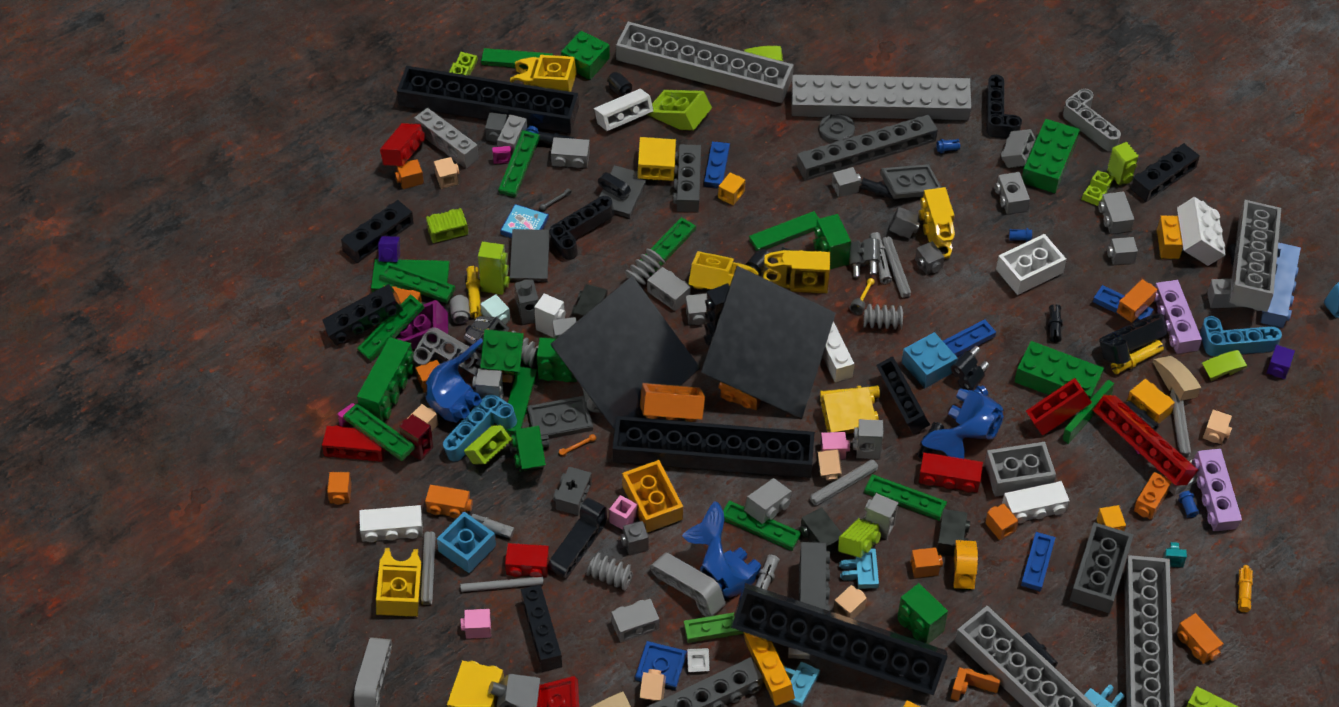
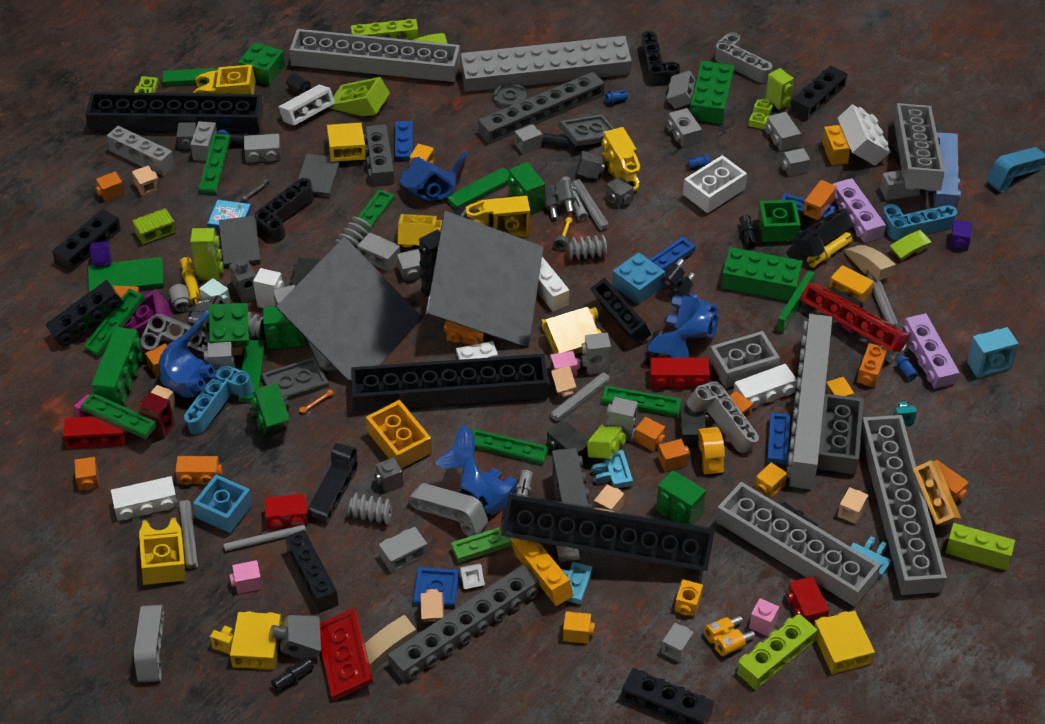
camera: 10 degrees left, 5 degrees down
(402, 144) = (98, 160): red brick -> none
(418, 282) = (126, 277): green tile -> none
(443, 686) = (222, 640): none -> yellow tile
(487, 445) = (228, 413): lime brick -> none
(496, 527) = (255, 487): light grey piece -> none
(501, 154) = (196, 158): dark pink tile -> none
(573, 490) = (319, 442): dark grey brick -> none
(614, 185) = (310, 169): black beam -> none
(622, 512) = (372, 453): bright pink brick -> none
(672, 402) = (402, 347): orange brick -> none
(729, 36) = (400, 29): none -> lime brick
(733, 216) = (429, 180): none -> blue hips
(748, 417) = (480, 350): none -> white hinge
(768, 501) = (511, 422): light grey brick -> none
(906, 535) = (649, 434): none -> orange brick
(970, 677) = (744, 552): orange bracket -> none
(988, 527) = (725, 413): none -> light grey beam
(1019, 607) = (770, 480): none -> light orange brick
(1058, 406) = (768, 299): red brick -> none
(1077, 527) = (810, 402): none -> light grey brick
(1089, 316) = (778, 220): none -> green brick
(1098, 648) = (852, 505): none -> light nougat brick
(1186, 651) = (936, 493): none -> light orange brick
(1218, 427) = (917, 298): light nougat brick -> none
(1245, 588) = (975, 430): light orange piece -> none
(1282, 502) = (992, 352): none -> medium azure brick

